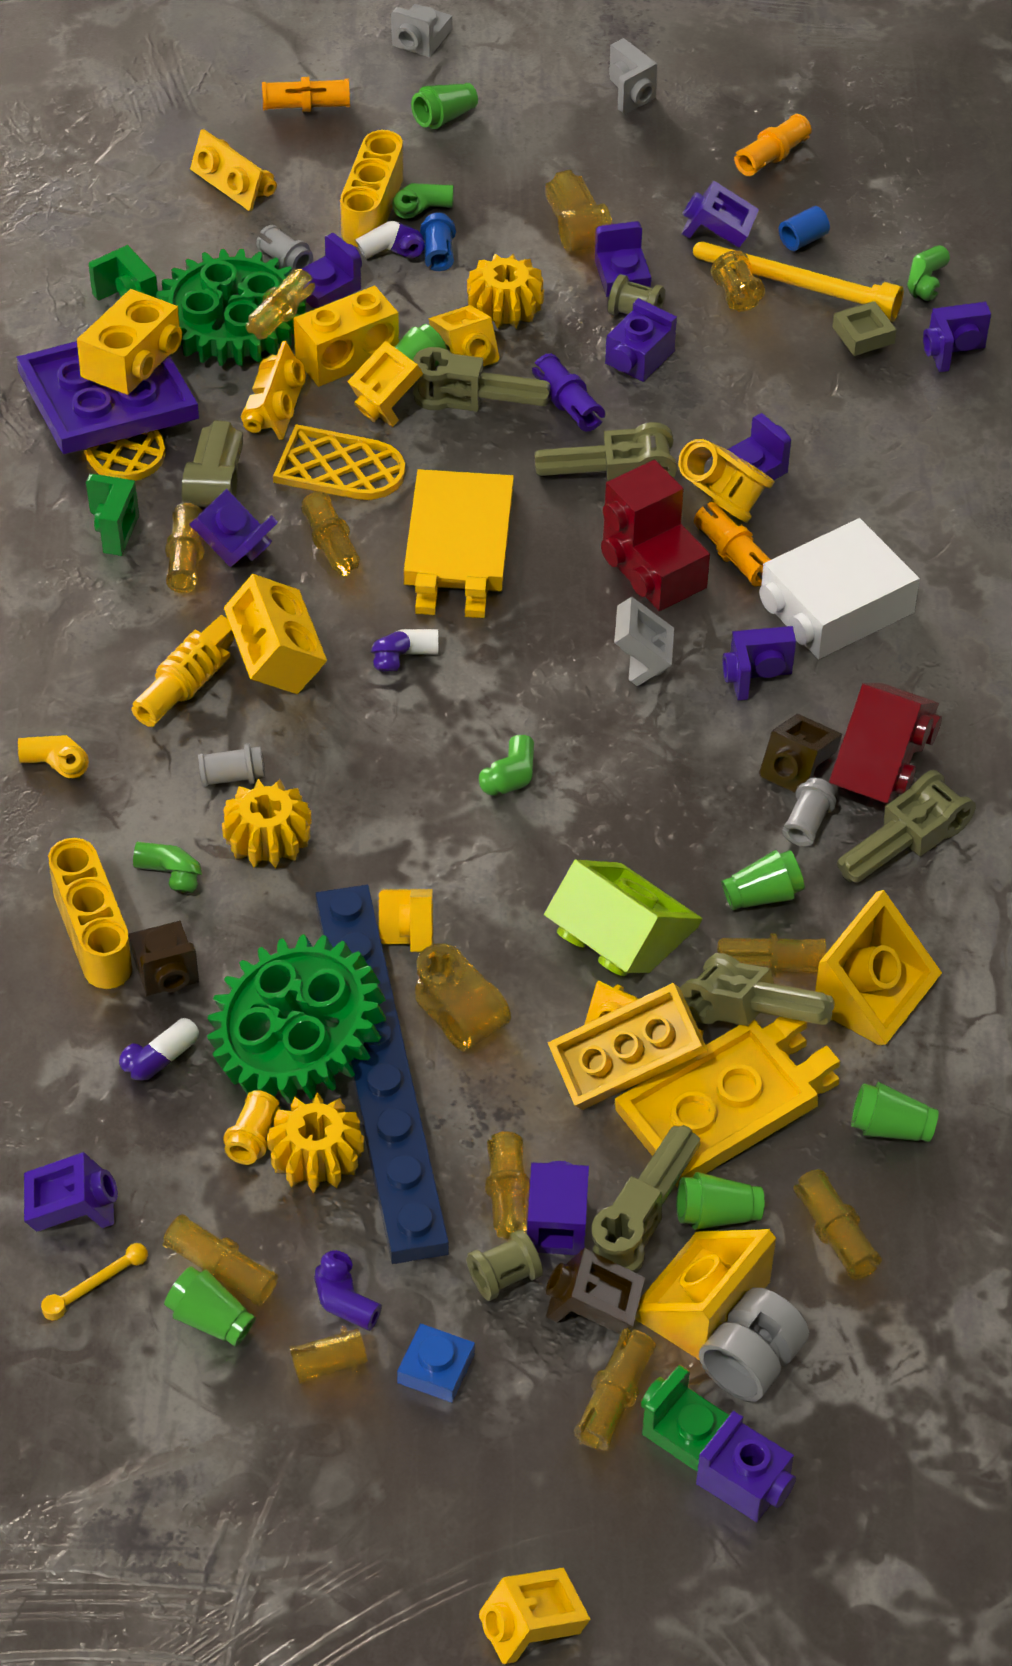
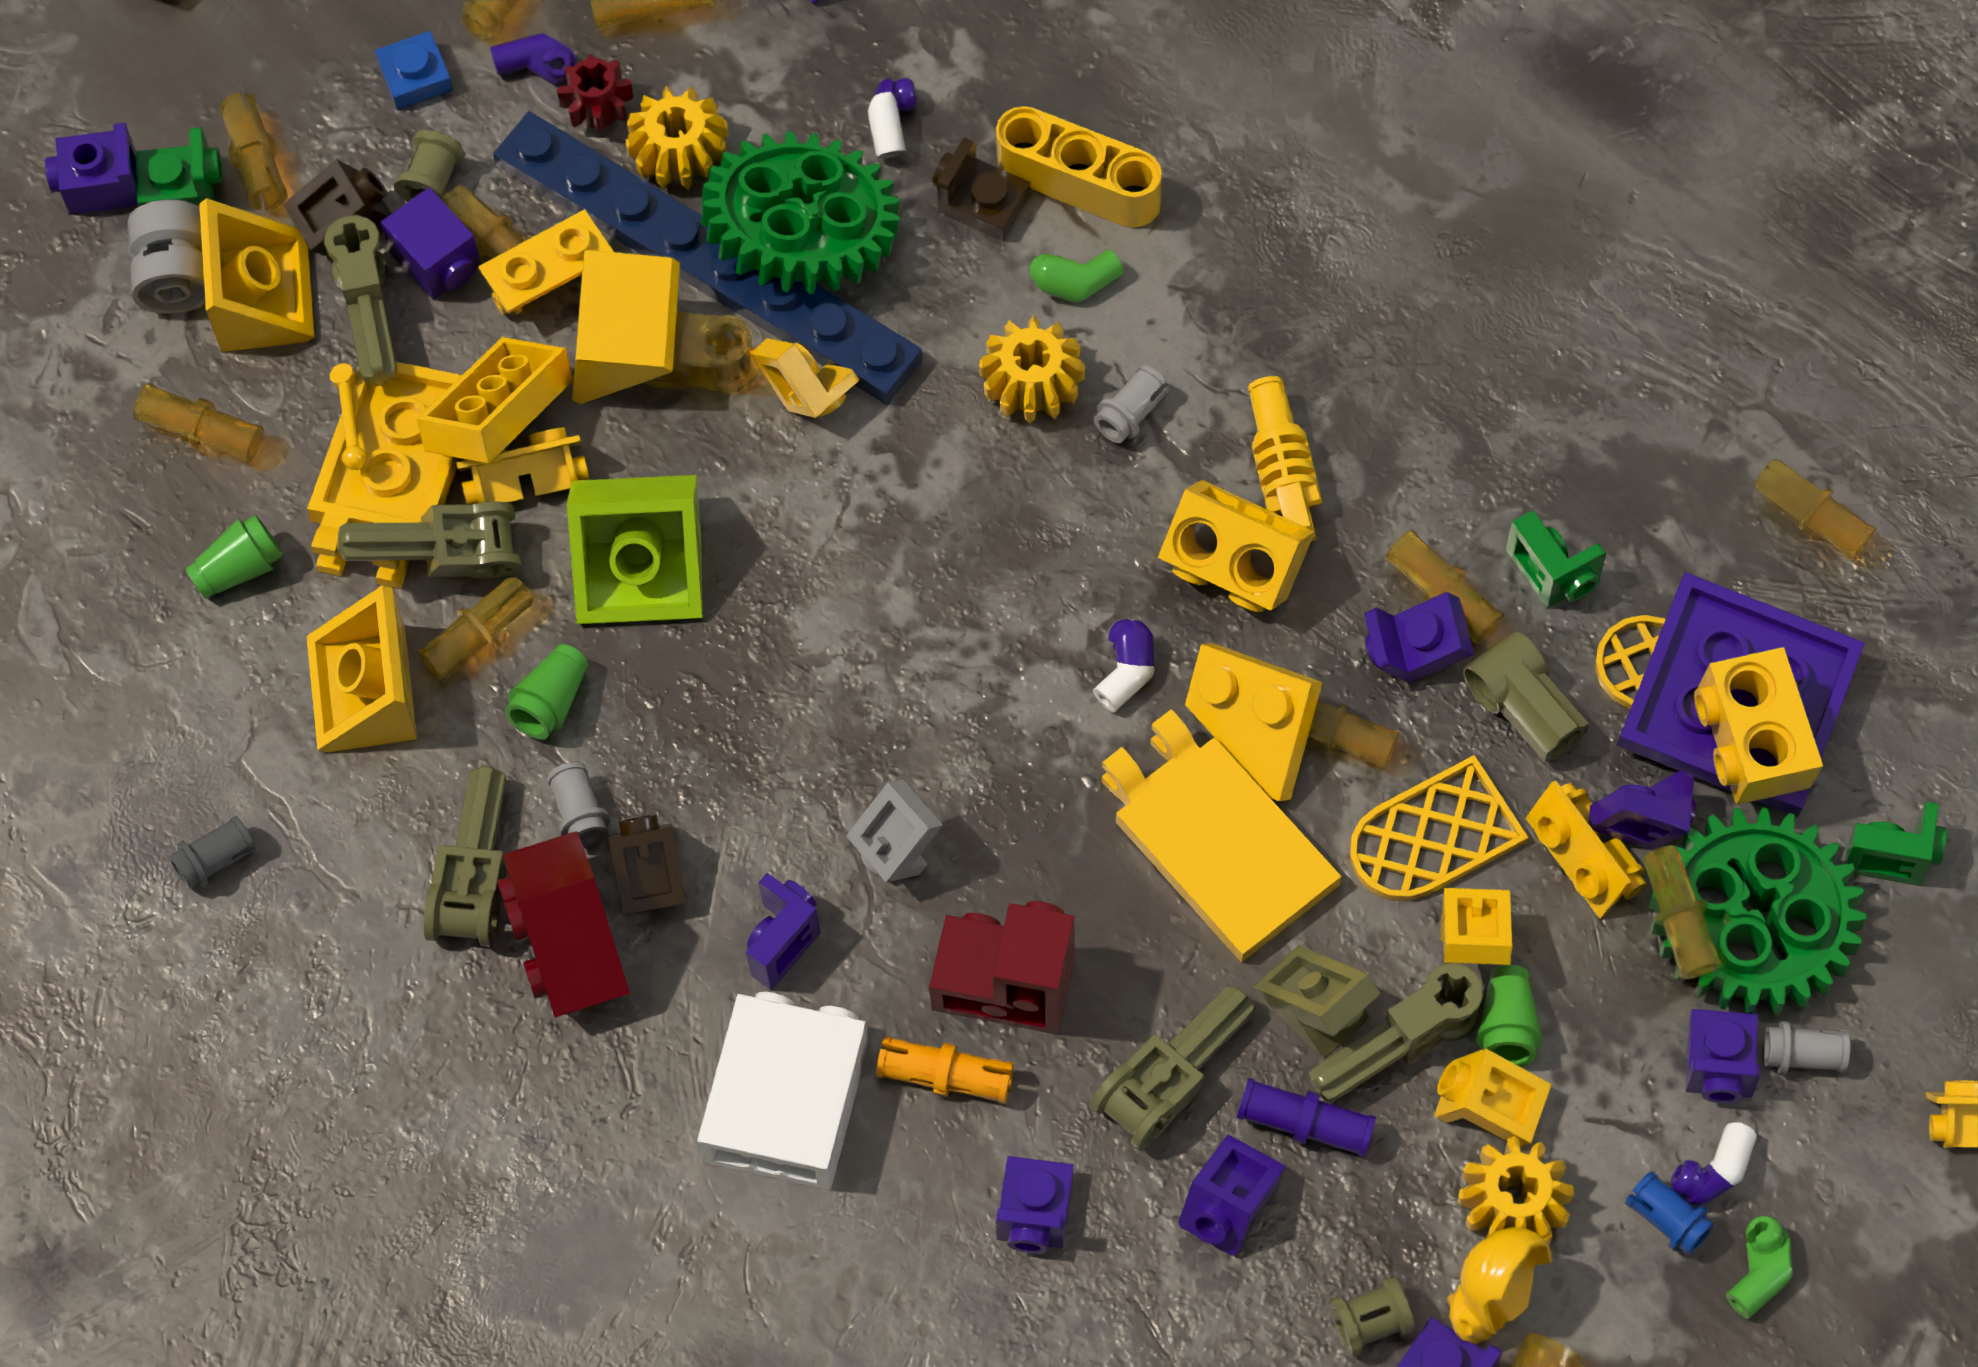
camera: 140 degrees right, 15 degrees up
(57, 751) = (1295, 296): yellow arm -> none
(223, 370) = (1647, 814): none -> dark purple bracket
(247, 1138) = (743, 113): yellow pin -> none
(335, 1219) = (595, 93): none -> dark red gear
(344, 334) = (1594, 970): yellow brick -> none
(367, 560) = (1255, 713): none -> yellow wing
(371, 185) = (1820, 1248): yellow beam -> none
(495, 1033) = (624, 322): none -> yellow slope
(497, 1119) = (542, 262): none -> yellow hinge
(499, 421) = (1318, 997): none -> olive slope
(510, 772) = (884, 618): bright green arm -> none
(565, 249) = (1496, 1282): none -> yellow hair
(641, 340) = (1301, 1275): dark purple brick -> none
(645, 386) = (1229, 1194): none -> dark purple bracket
(716, 1201) = (310, 360): bright green cone -> none
(729, 482) = (1031, 1129): yellow piece -> none
(756, 1092) = (343, 379): none -> yellow hinge

